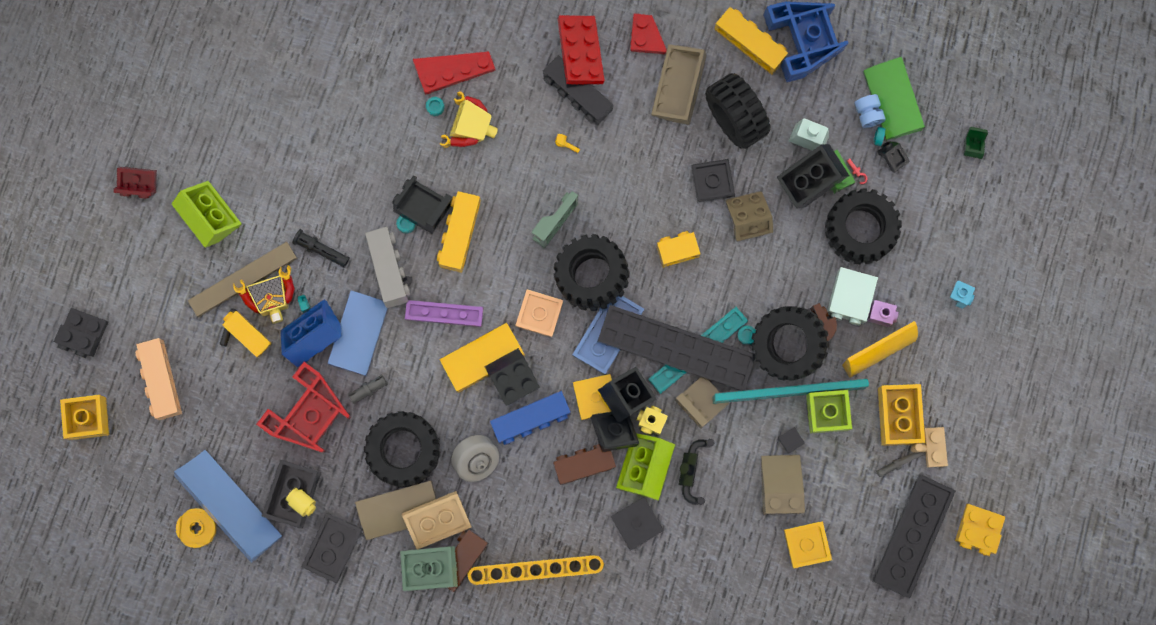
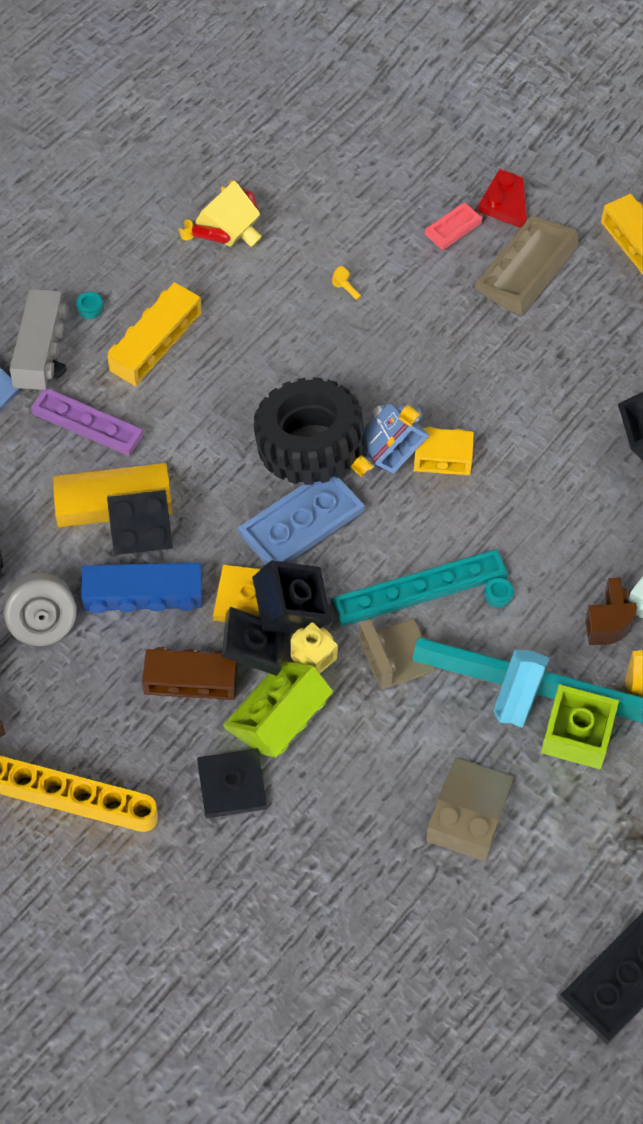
camera: 20 degrees right, 20 degrees down
(421, 205) = (118, 286): black panel -> none
(435, 106) = (193, 190): teal tile -> none
(448, 70) = (227, 157): red wing -> none
(539, 313) = (216, 464): light nougat plate -> none
(549, 225) = (283, 359): sand green piece -> none
(580, 49) = (411, 181): red plate -> none
(582, 96) = (387, 227): black brick -> none
(620, 72) = (453, 226): none -> coral plate
(643, 256) = (391, 438): none -> medium blue torso
(676, 348) = (389, 566): black plate -> none
(688, 470) = (338, 732): black piece -> none
(713, 180) = (527, 387): black plate -> none
(738, 110) = (593, 300): black tyre -> none
(750, 216) = (562, 446): dark tan bracket -> none
(764, 343) = (538, 580): black tyre -> none
(787, 402) = (520, 687): none -> medium azure piece
(791, 440) = (508, 752): black tile -> none
(807, 544) = (476, 905): yellow plate -> none

